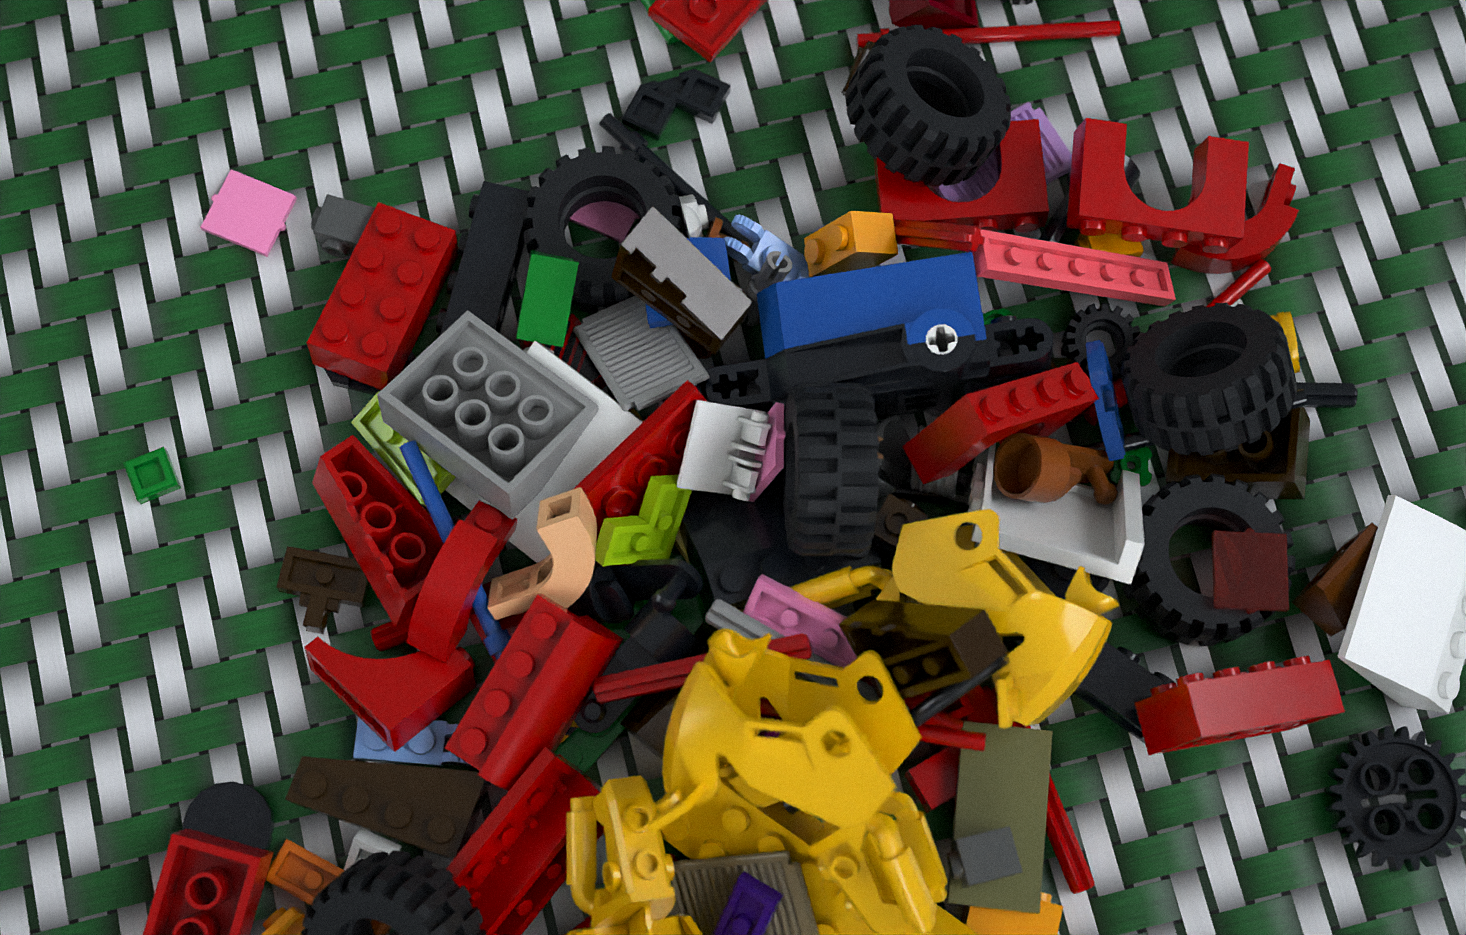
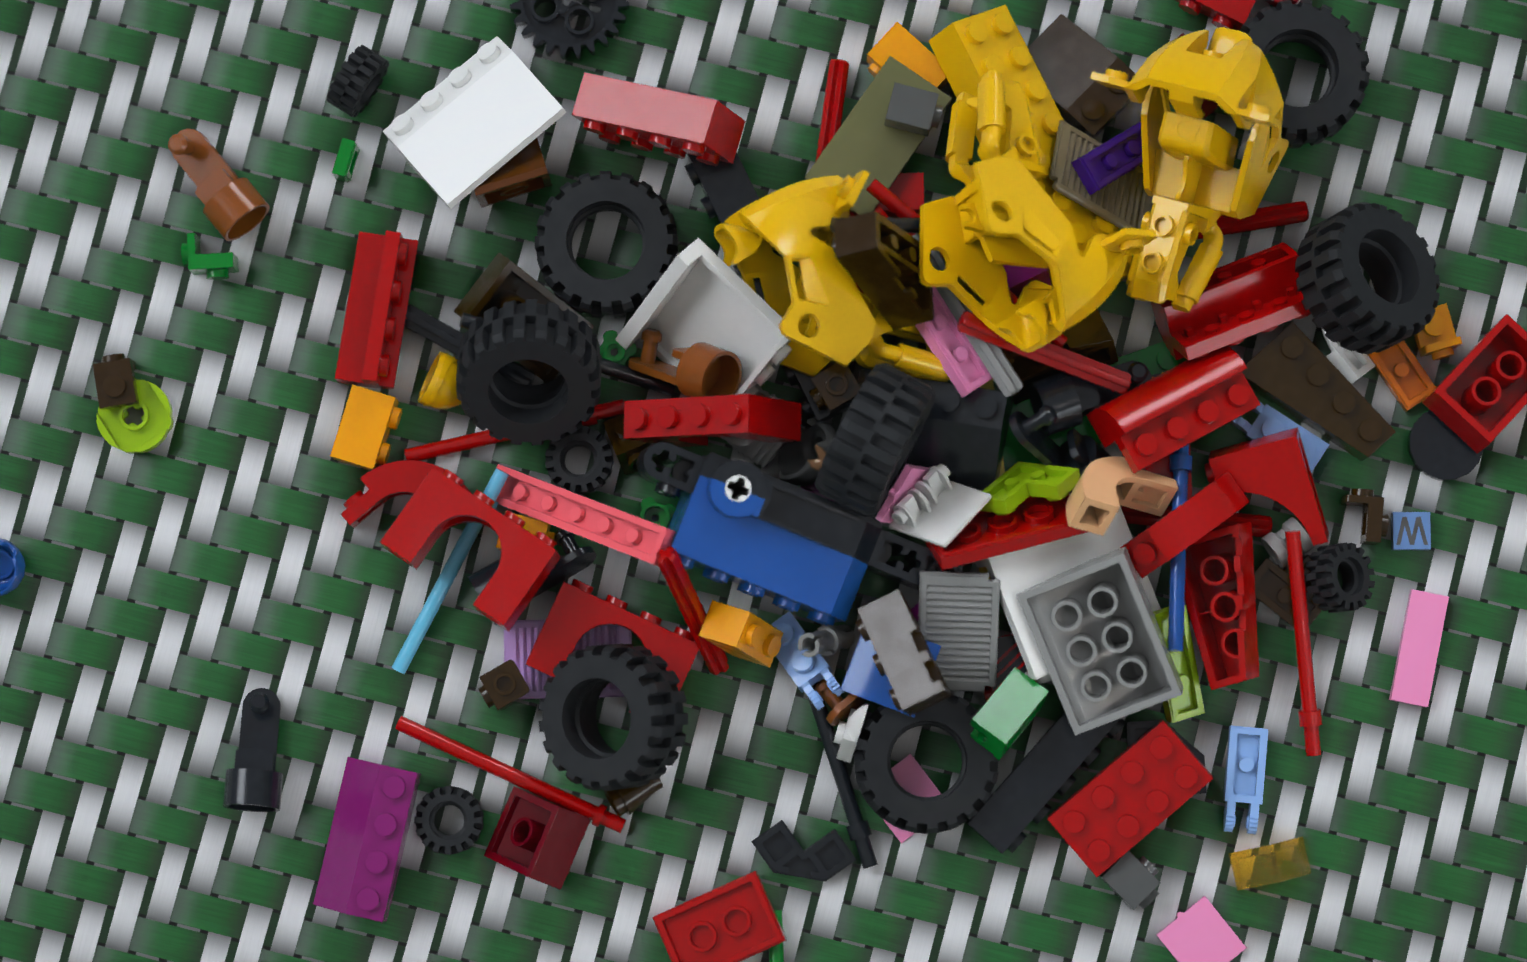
camera: 145 degrees left, 10 degrees up
(152, 475) = (1380, 753): green tile -> none
(159, 599) = (1419, 648): none -> bright pink tile
(213, 313) = (1269, 863): none -> clear yellow slope
(224, 714) = (1410, 531): none -> medium blue tile
(243, 474) = (1310, 715): none -> red bar
(256, 623) = (1354, 574): none -> black tyre
(266, 700) = (1374, 522): none -> dark brown bracket
(281, 384) = (1244, 774): none -> light blue hinge
(343, 639) = (1276, 542): none -> light grey wheel
(1046, 94) = (503, 685): none -> dark brown bracket
(1106, 406) = (611, 411): blue tile -> none
(1162, 255) = (446, 579): none -> medium azure bar
(1250, 571) = (589, 210): clear red piece -> none
(1320, 265) = (366, 428): none -> light orange brick
(1386, 377) = (376, 310): none -> red brick

